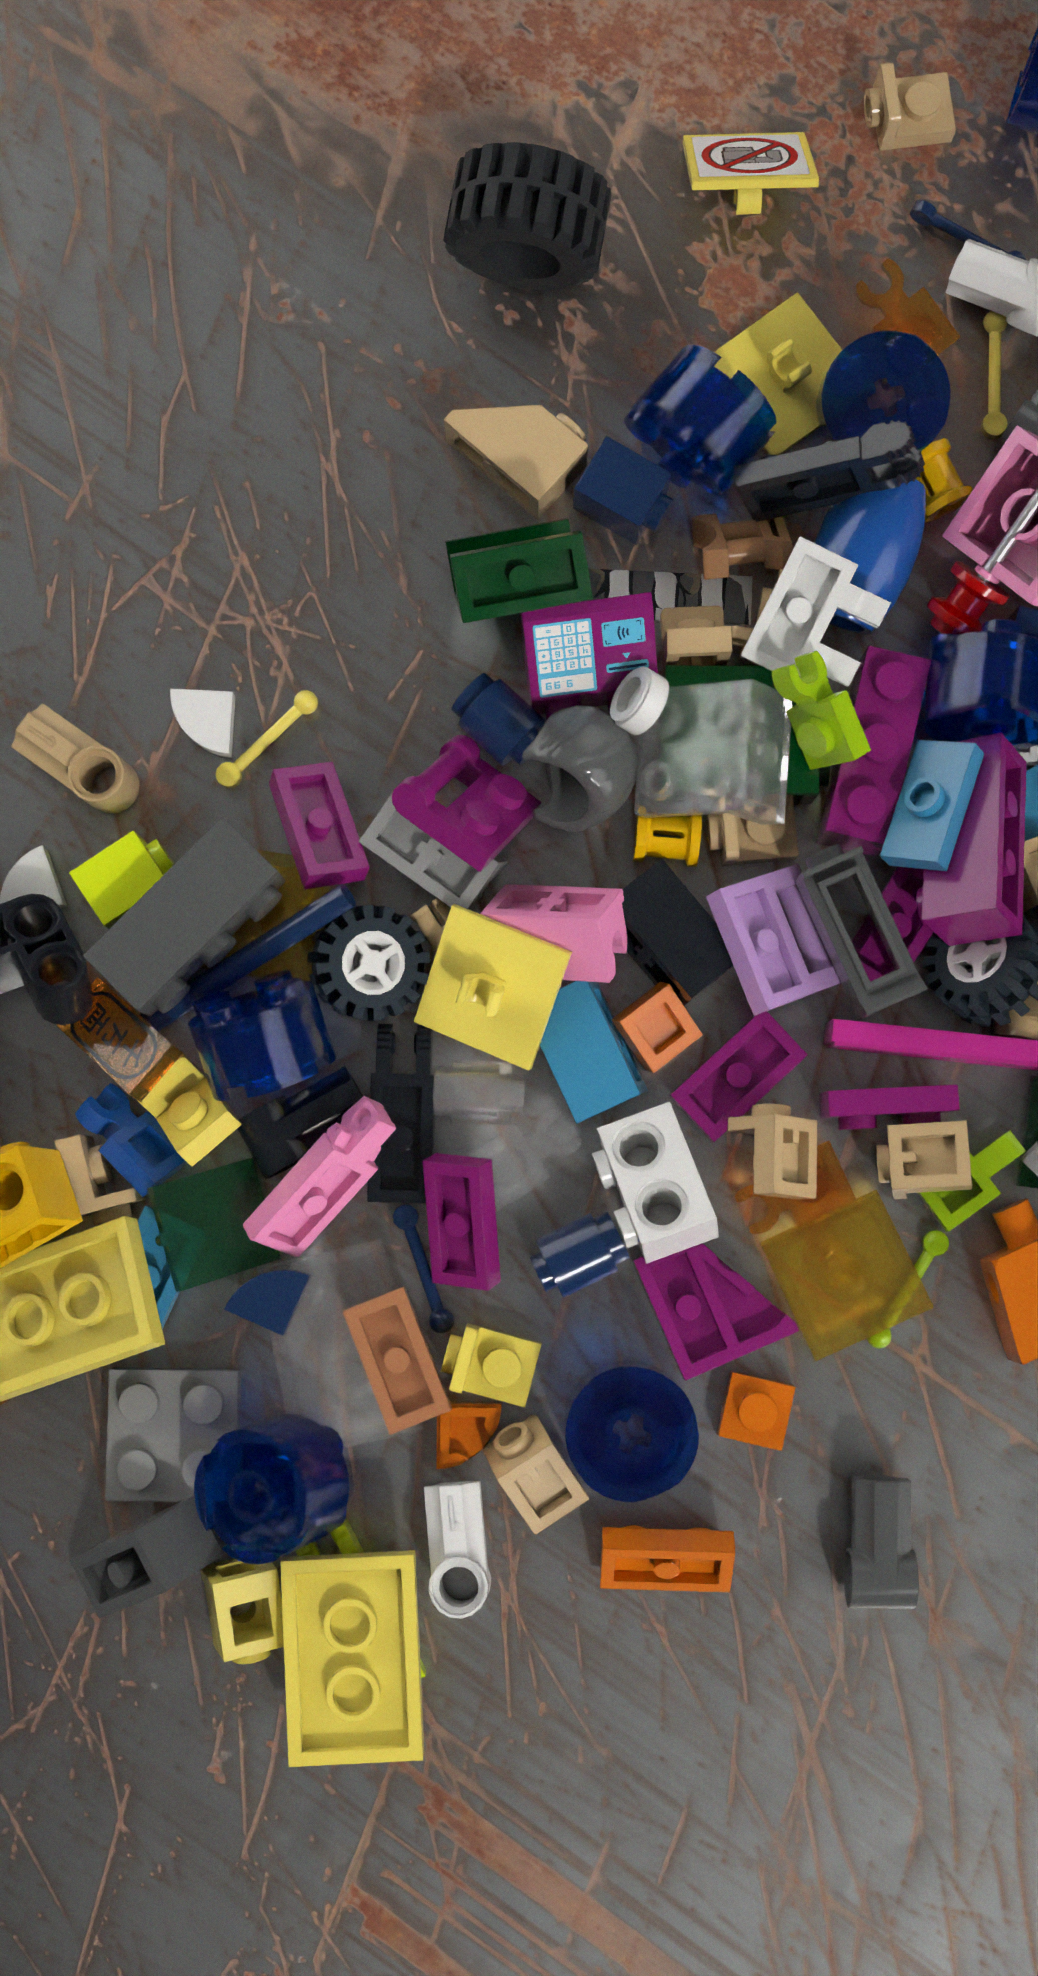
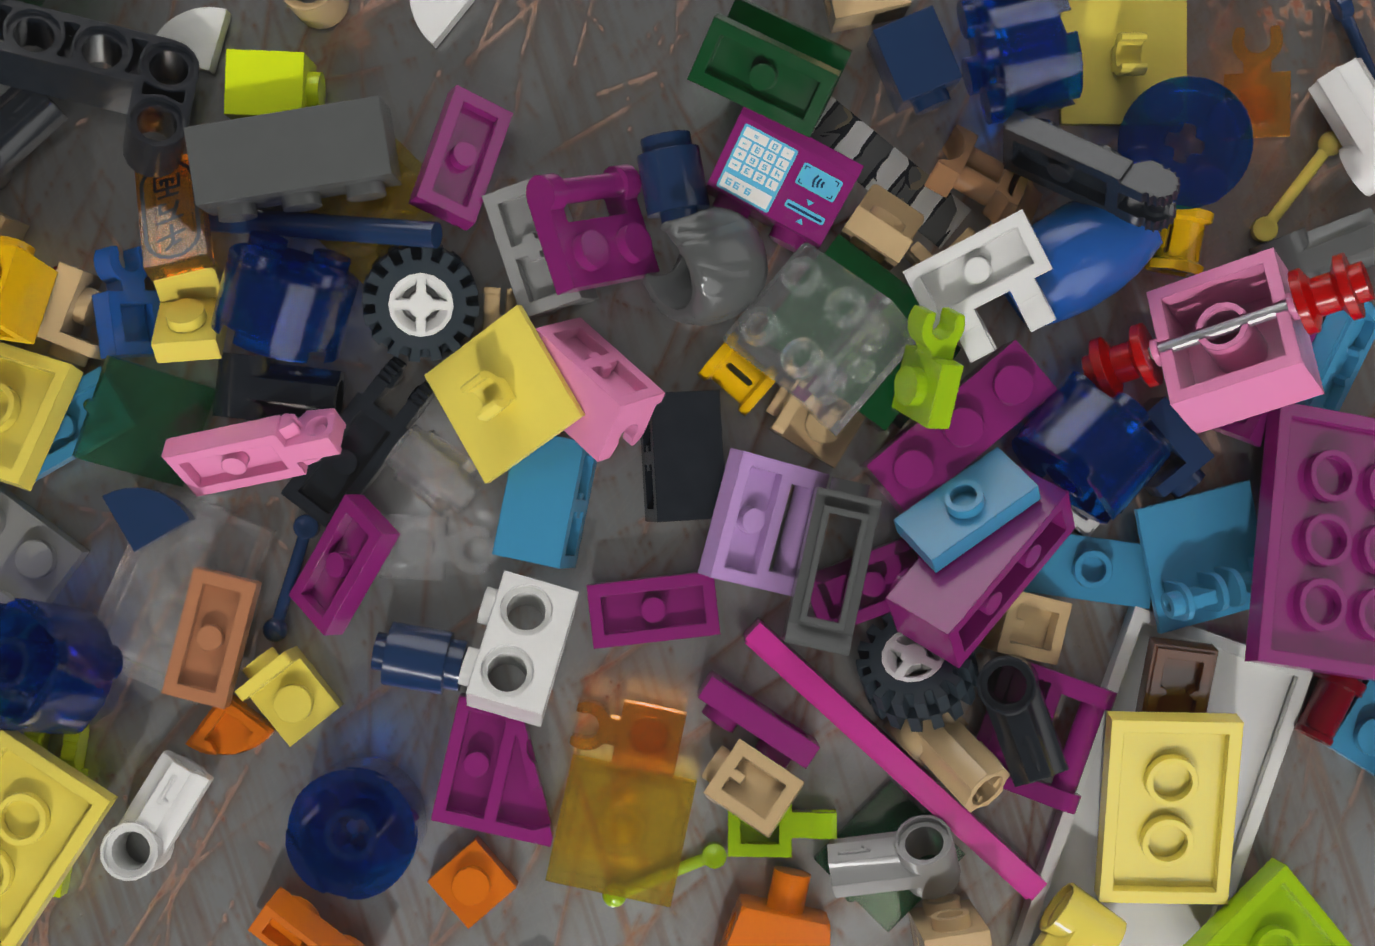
camera: 30 degrees right, 5 degrees up
(230, 774) = (424, 62): light yellow hinge -> none
(534, 1473) = (258, 802): tan bracket -> none
(639, 700) = (792, 248): white tile -> none
(657, 1027) = (616, 523): orange plate -> none
(782, 1151) = (638, 698): tan bracket -> none

